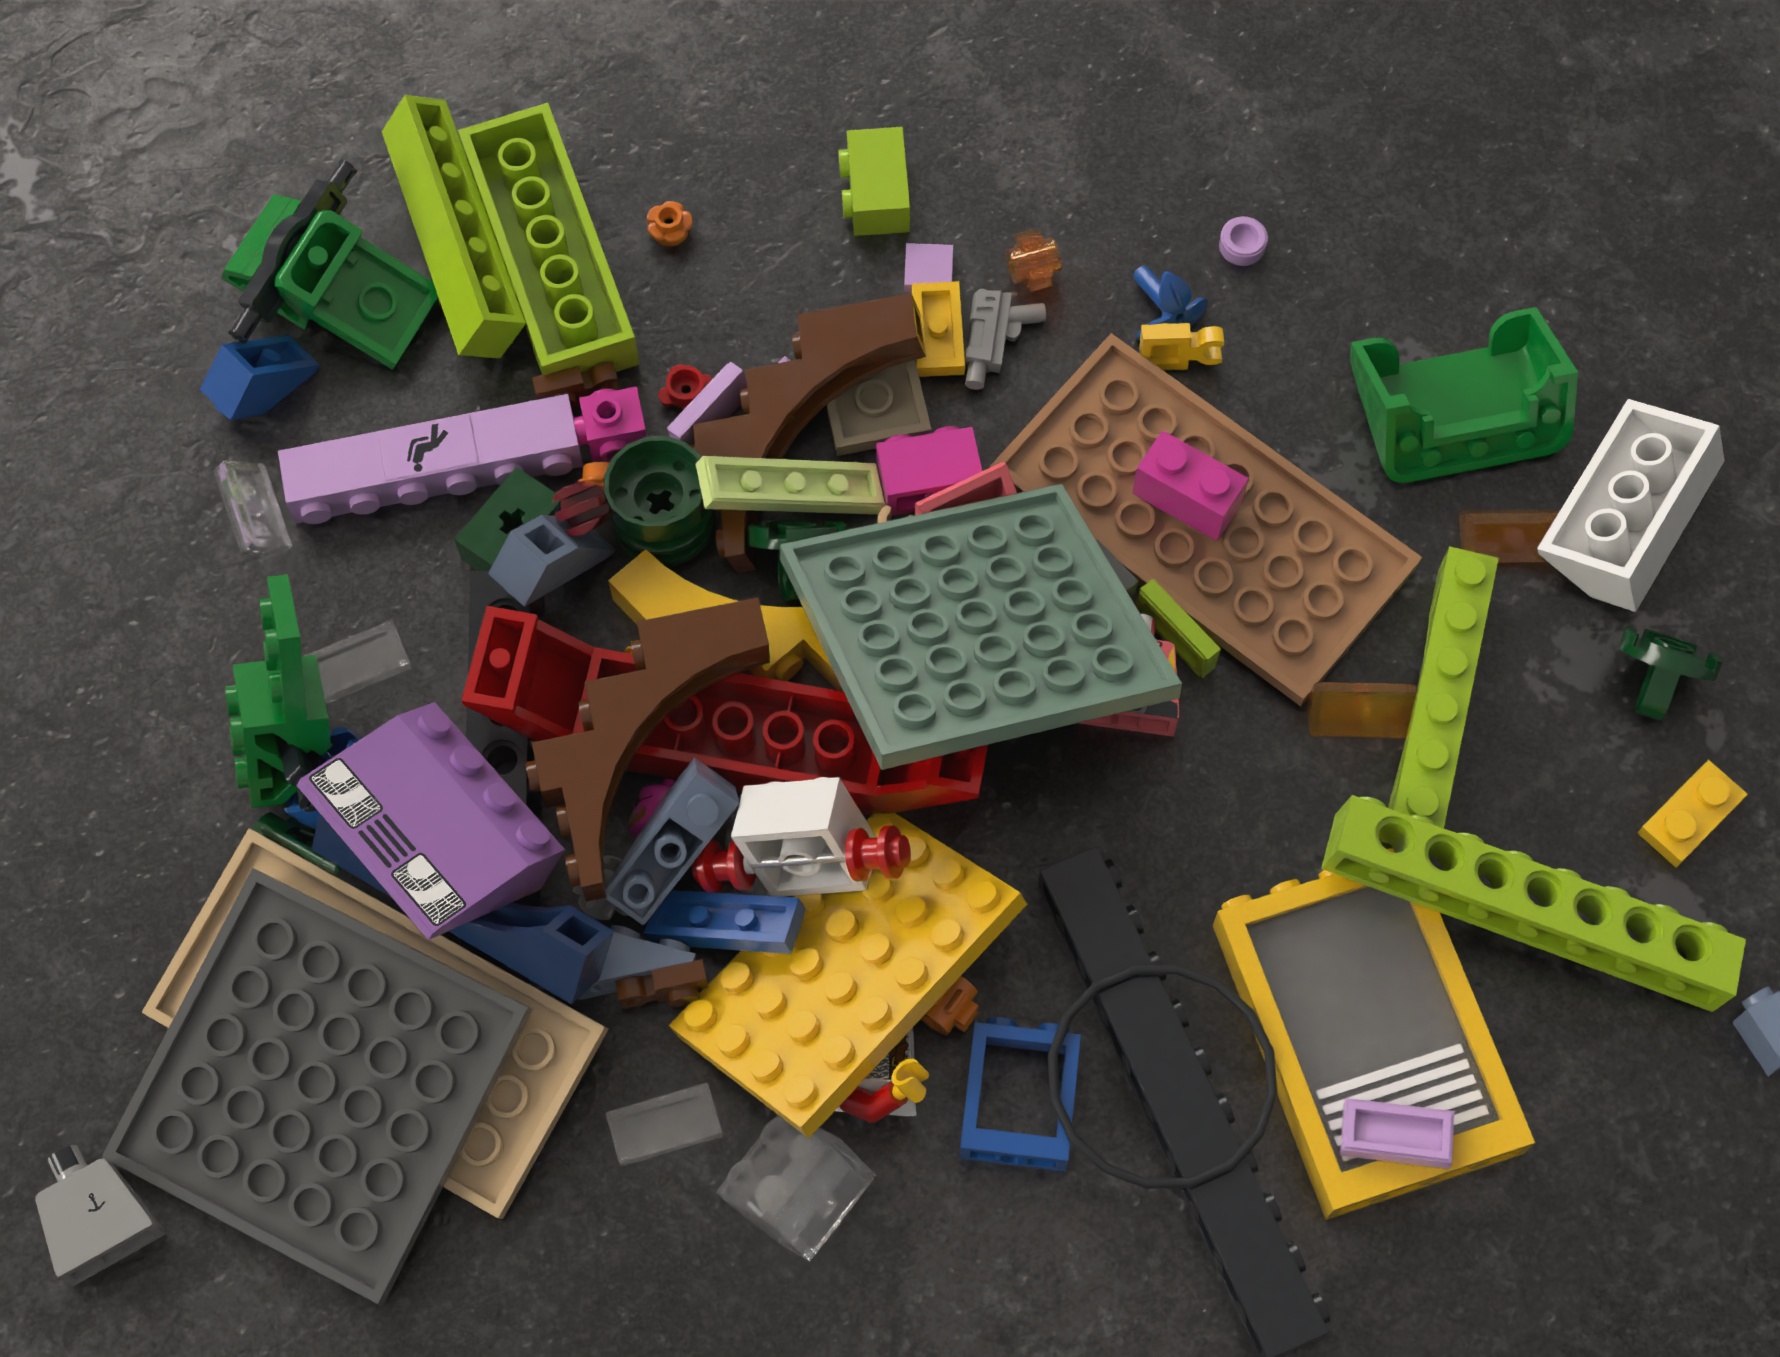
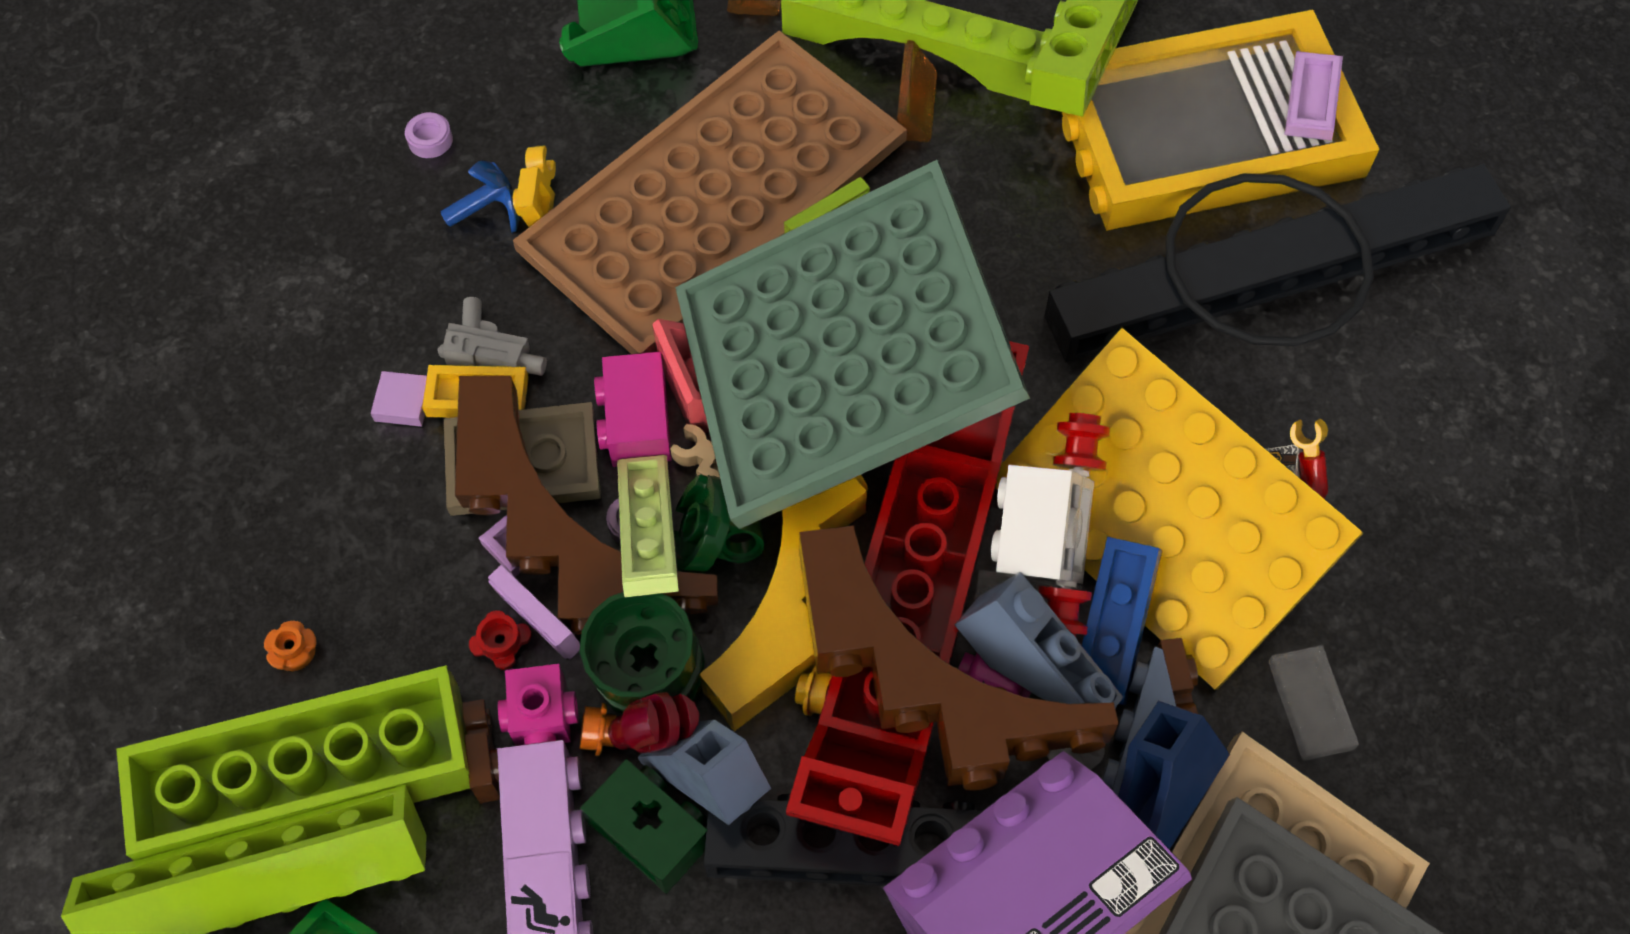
camera: 85 degrees left, 5 degrees down
(796, 1185) = (1377, 582): clear slope -> none
(877, 181) = (291, 432): lime piece -> none
(1012, 1147) = (1277, 418): blue window -> none
(1033, 260) = (418, 298): clear orange gear -> none
(1189, 485) = (696, 179): dark pink brick -> none

